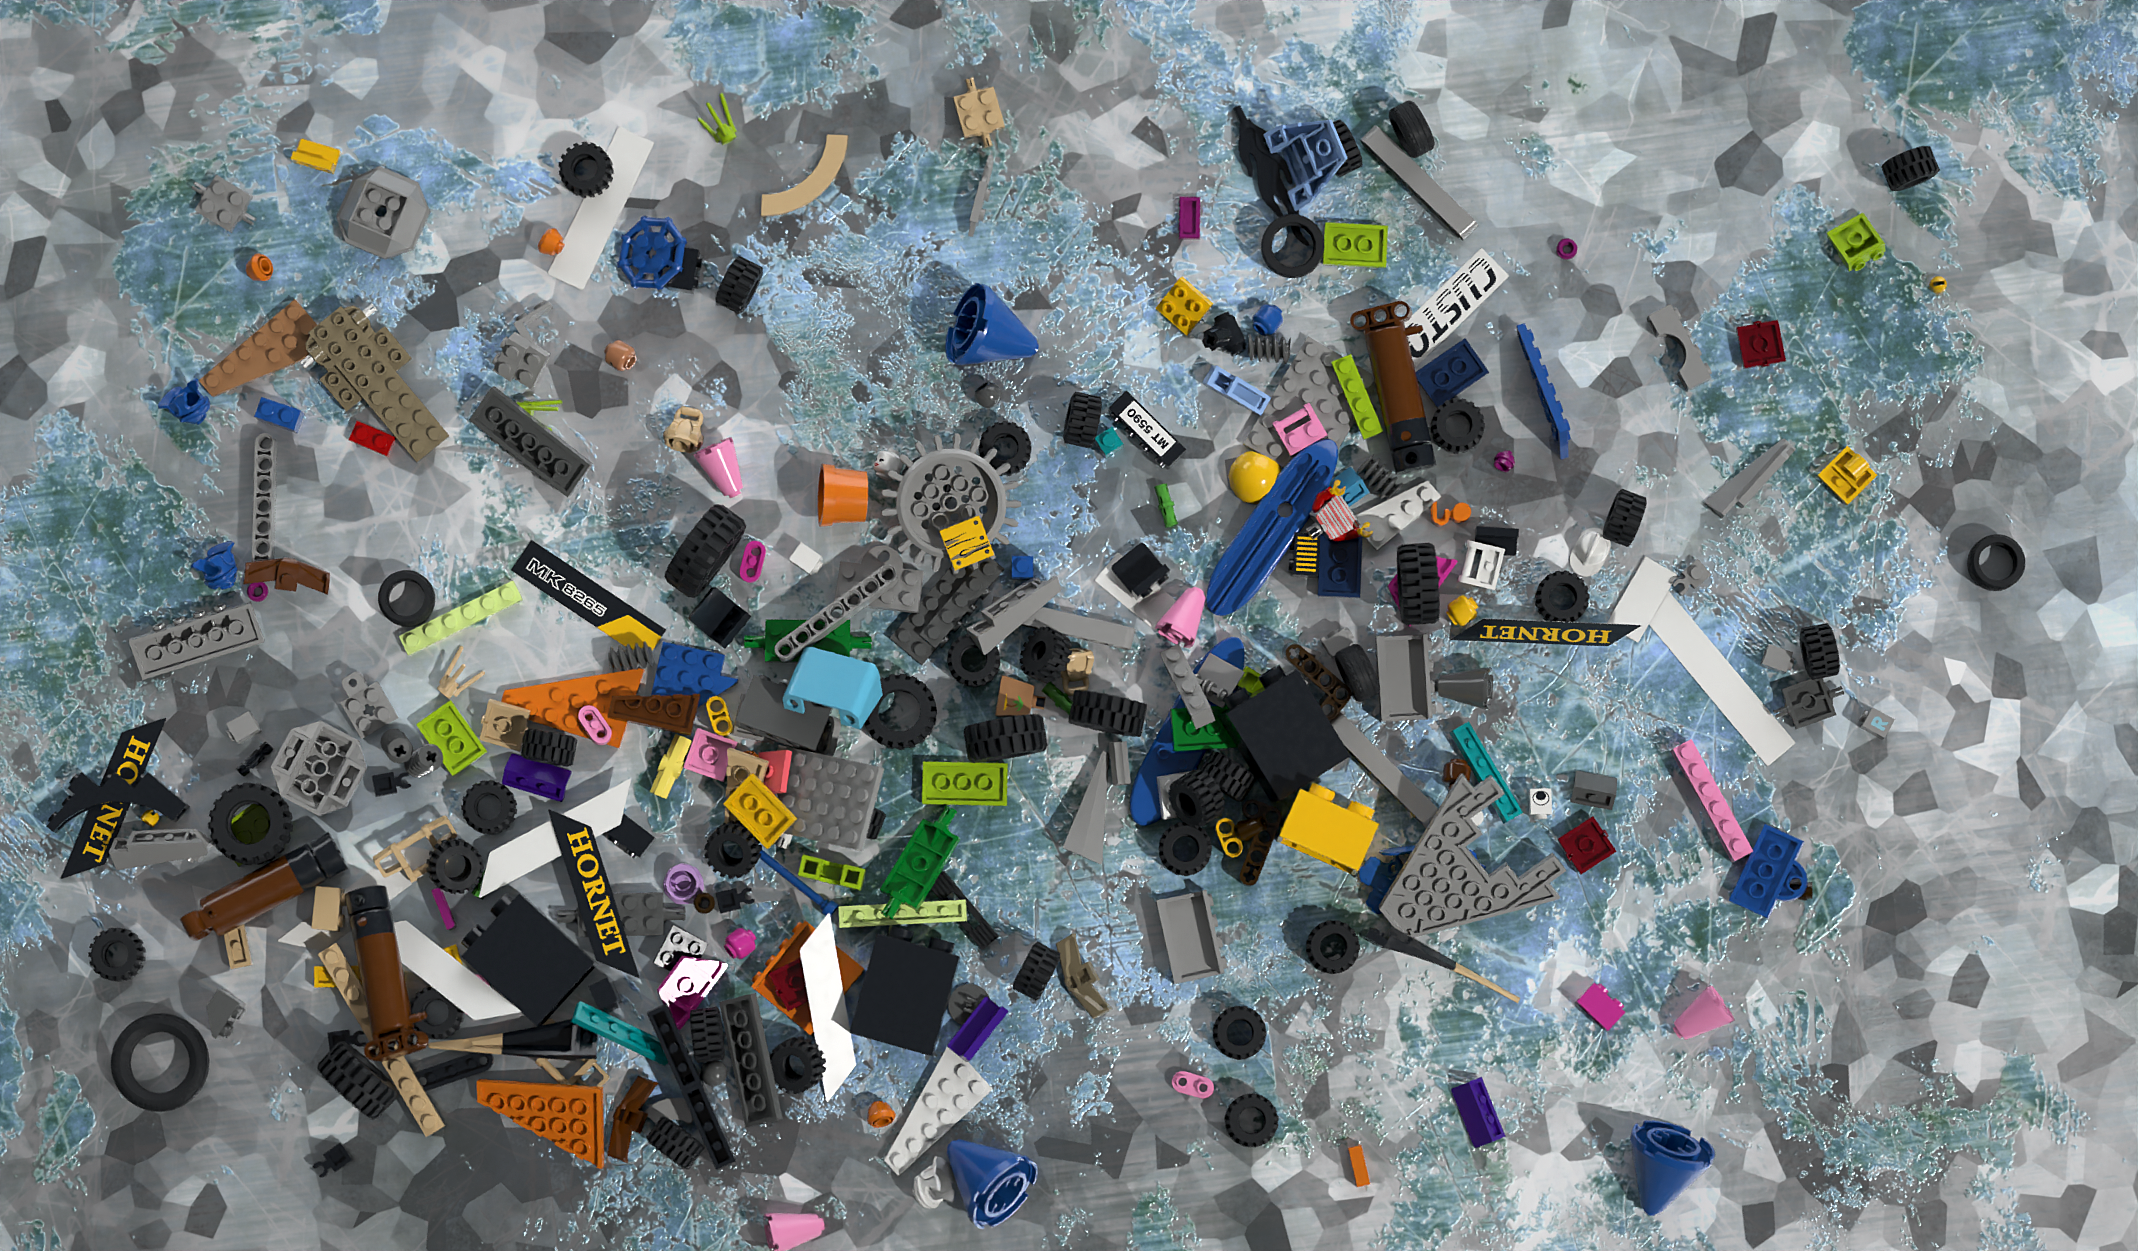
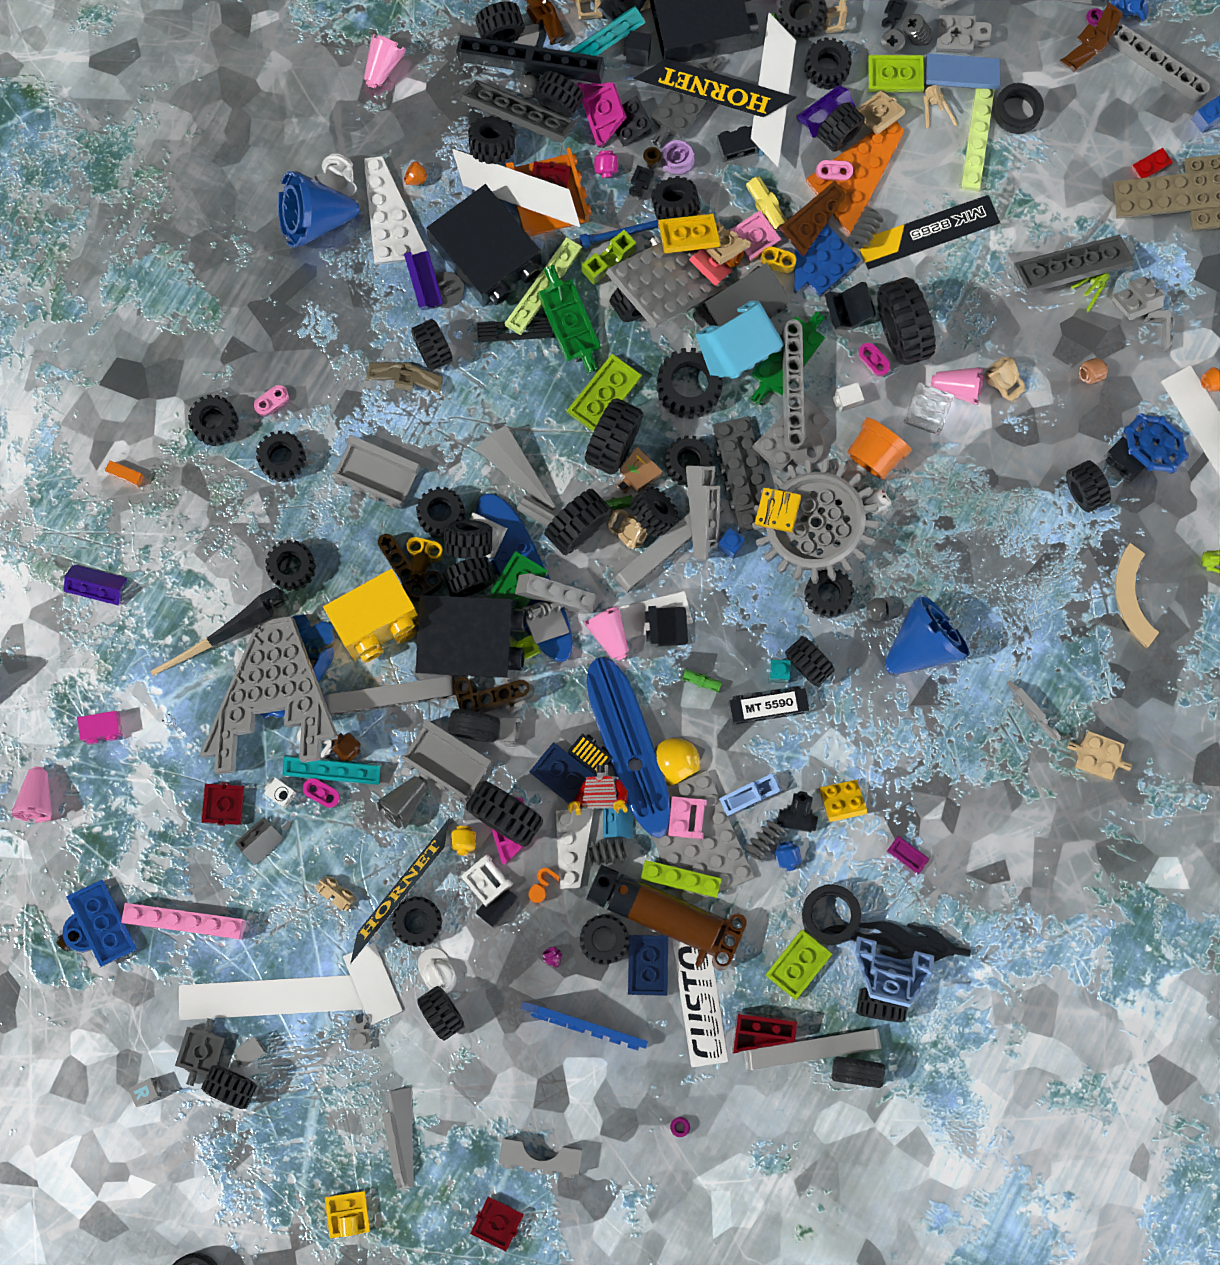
camera: 120 degrees right, 5 degrees down
(405, 676) = (963, 71): none -> medium blue tile
(766, 478) = (928, 409): none -> clear brick
(1435, 236) = (762, 1030): none -> dark red wedge
(1513, 766) = (321, 793): none -> dark pink plate
(1588, 678) = (343, 897): none -> tan hinge

